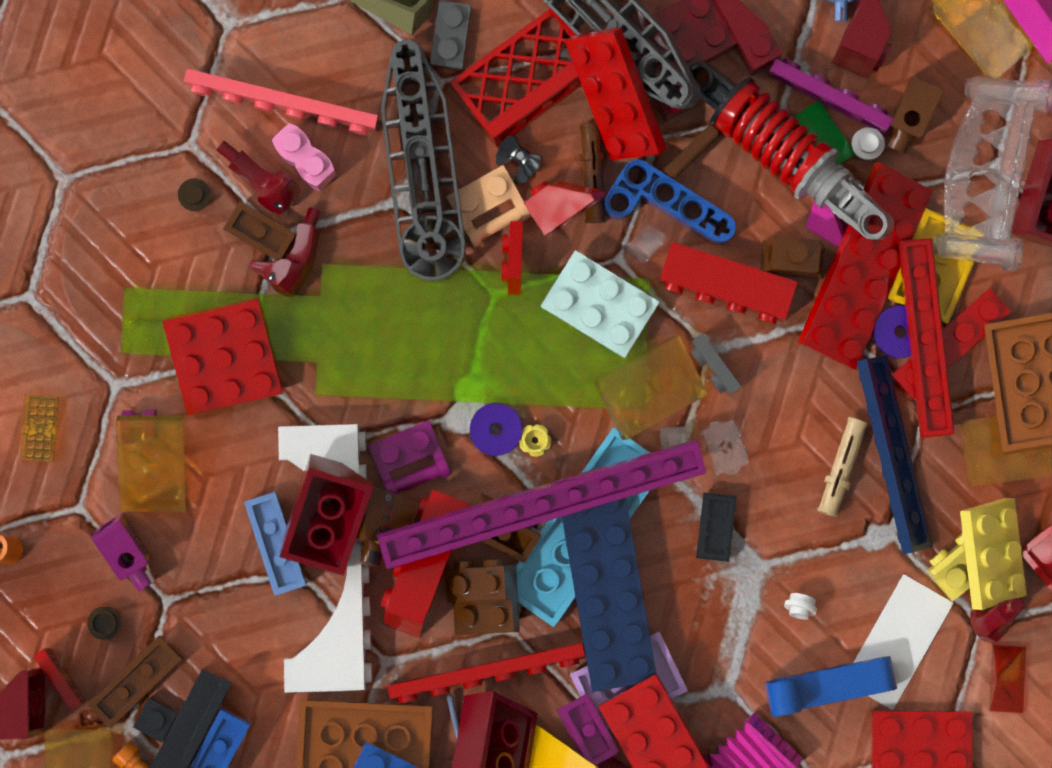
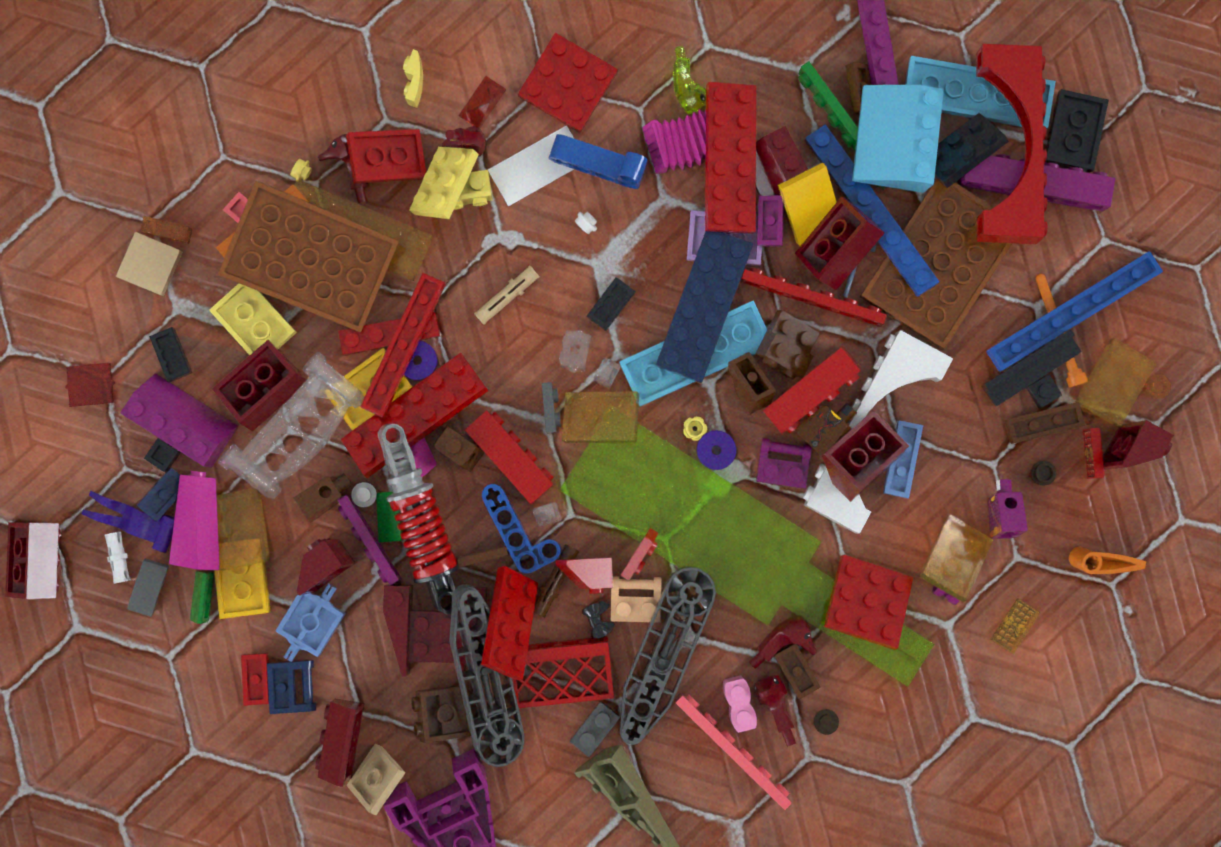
camera: 155 degrees left, 0 degrees up
(541, 504) = (718, 380): magenta plate -> none
(599, 304) = (601, 491): light aqua plate -> none
(894, 454) = (468, 283): dark blue plate -> none

